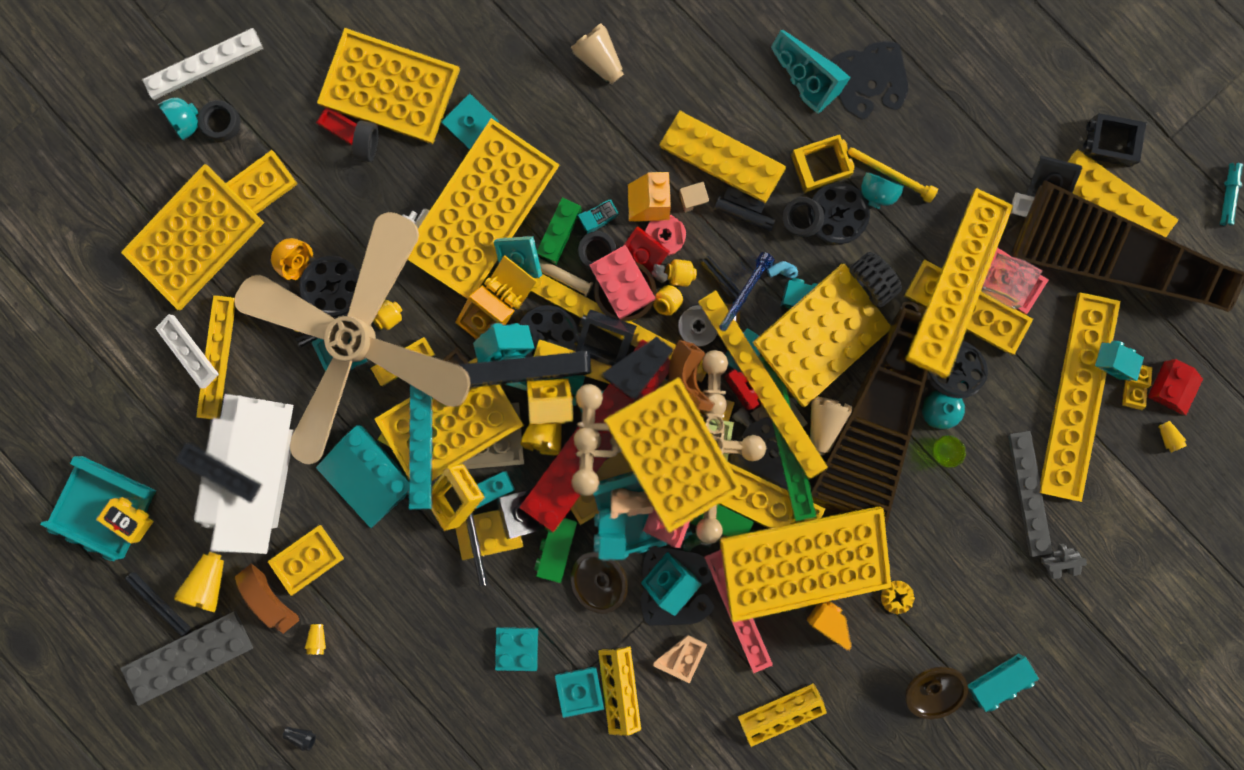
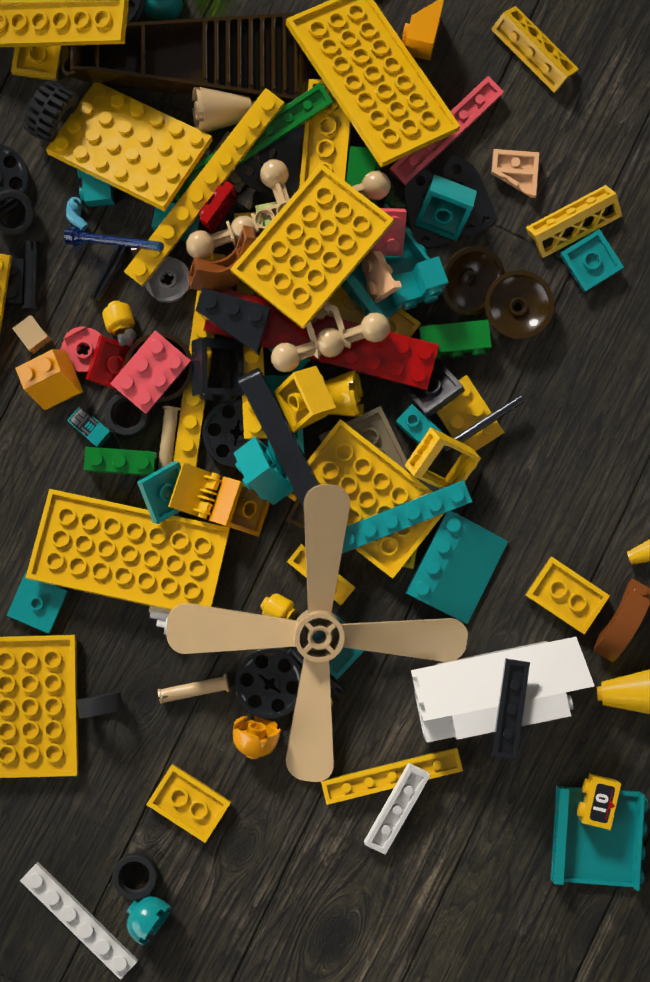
camera: 105 degrees left, 0 degrees up
(192, 237) = (272, 852): yellow plate -> none
(337, 124) = (92, 743): red tile -> none
(350, 223) = (194, 689): none -> tan pin
(516, 649) = (573, 342): teal plate -> none
(561, 629) = (525, 290): none -> dark brown dish
(668, 300) = (152, 318): yellow head -> none

